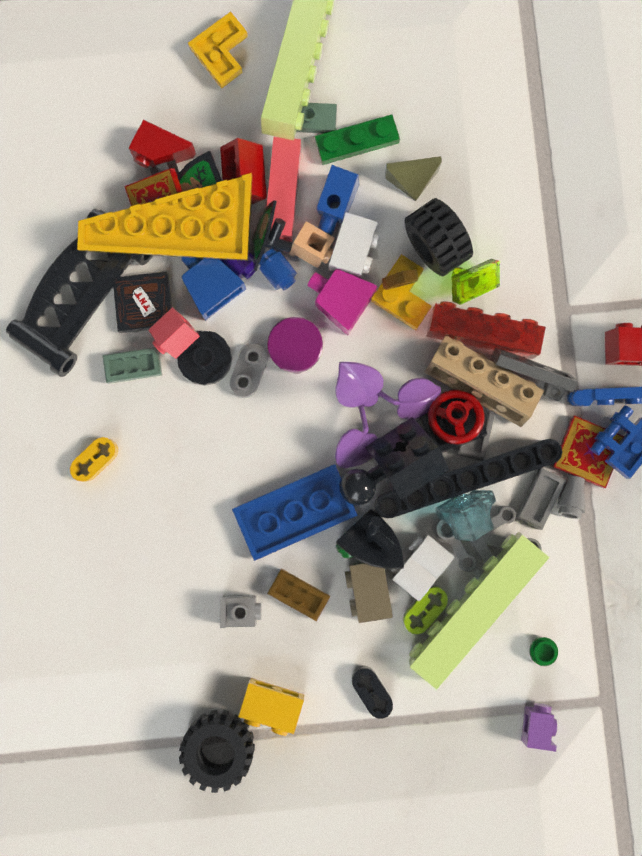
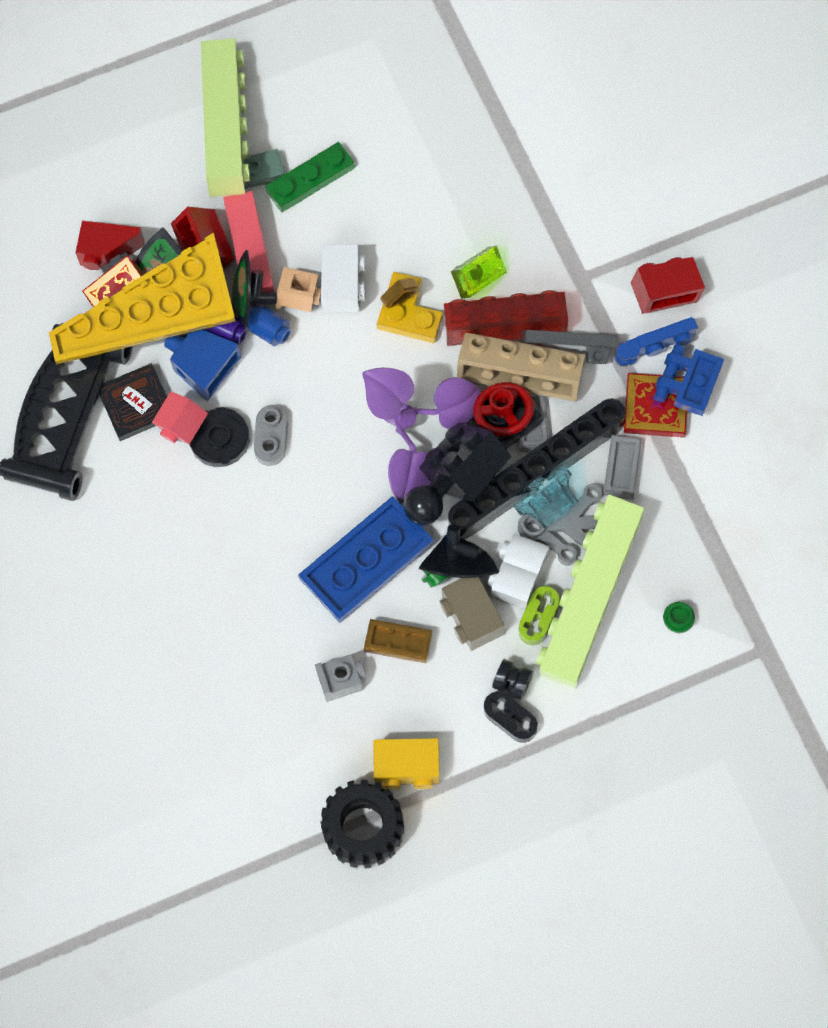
camera: 15 degrees left, 15 degrees down
(89, 455) = (127, 570): yellow beam -> none
(132, 365) = (144, 466): sand green plate -> none
(214, 45) = (132, 133): yellow plate -> none
(295, 345) = (311, 393): magenta tile -> none
(341, 188) = (308, 234): blue torso -> none
(342, 297) = (346, 332): dark pink torso -> none
(386, 663) = (512, 679): none -> black wheel
(413, 175) = (379, 192): olive slope -> none
(438, 237) = (425, 240): black tyre -> none
(539, 727) = (700, 693): medium lavender brick -> none
(572, 499) = (655, 458): light grey cone -> none

